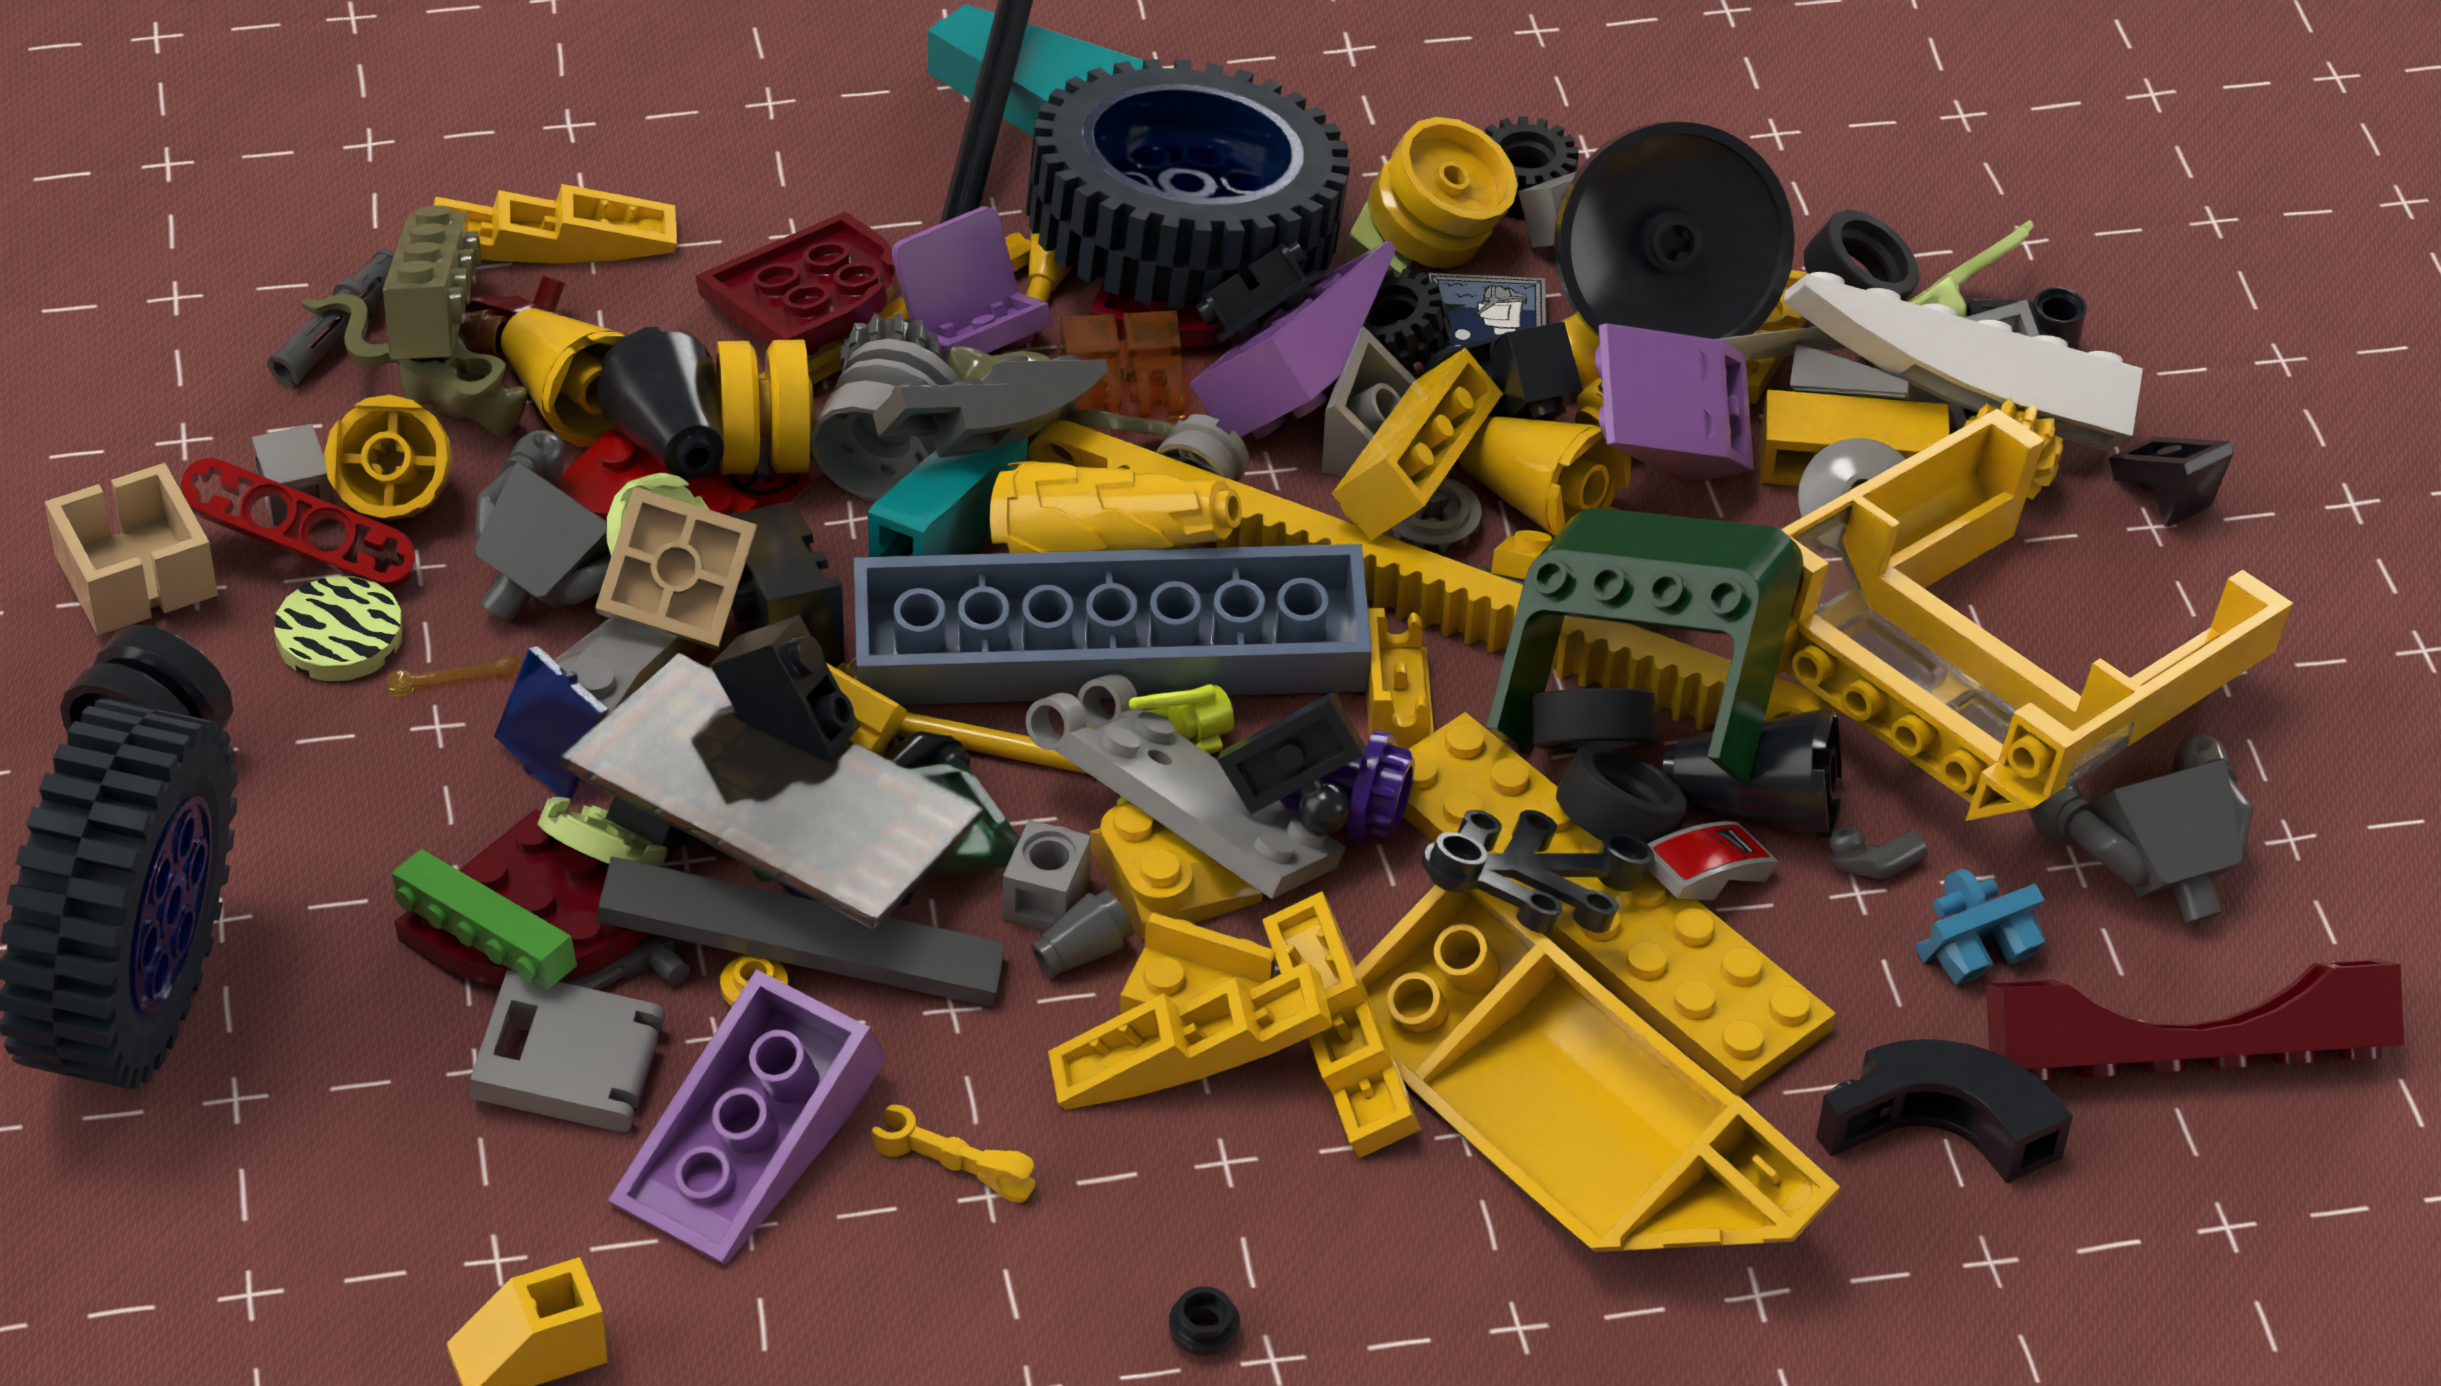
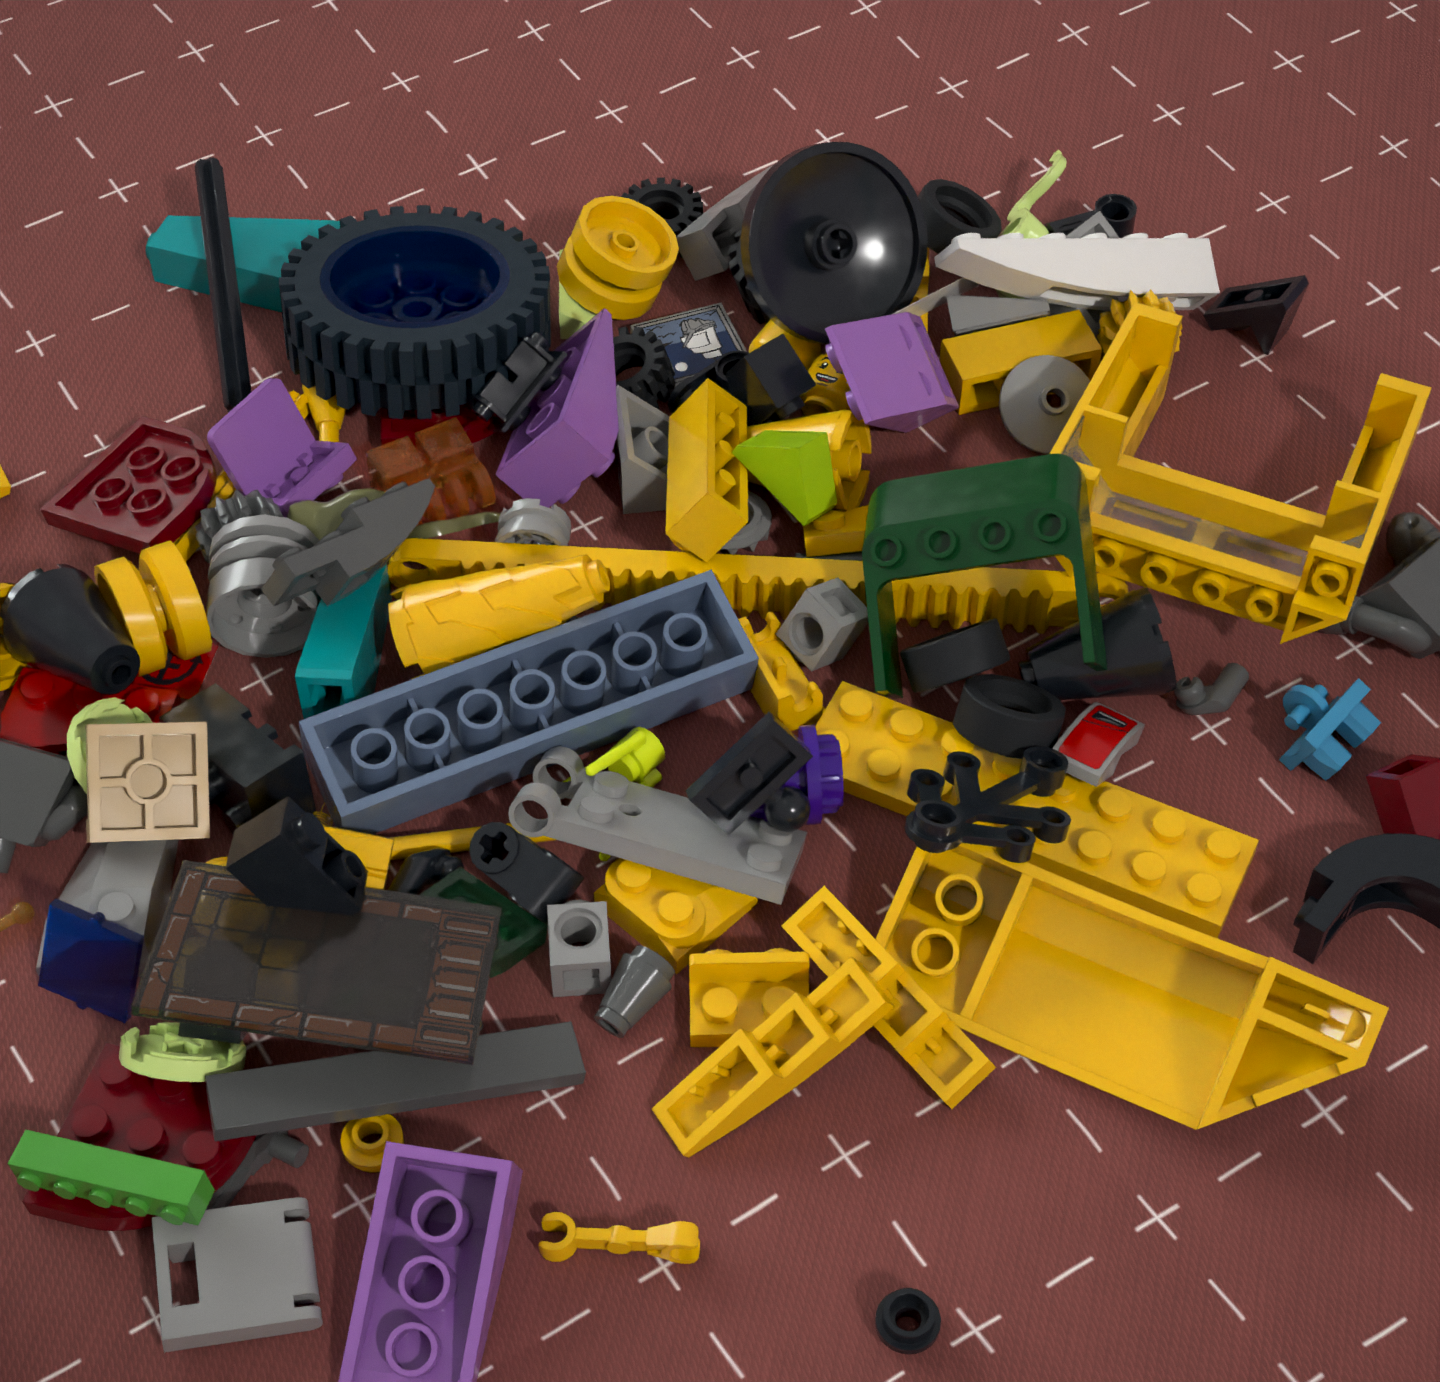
camera: 20 degrees left, 5 degrees up
(1024, 778) = (528, 872): none -> black piece
(1466, 644) = (824, 624): none -> light grey brick
(1509, 473) = (794, 469): none -> lime slope

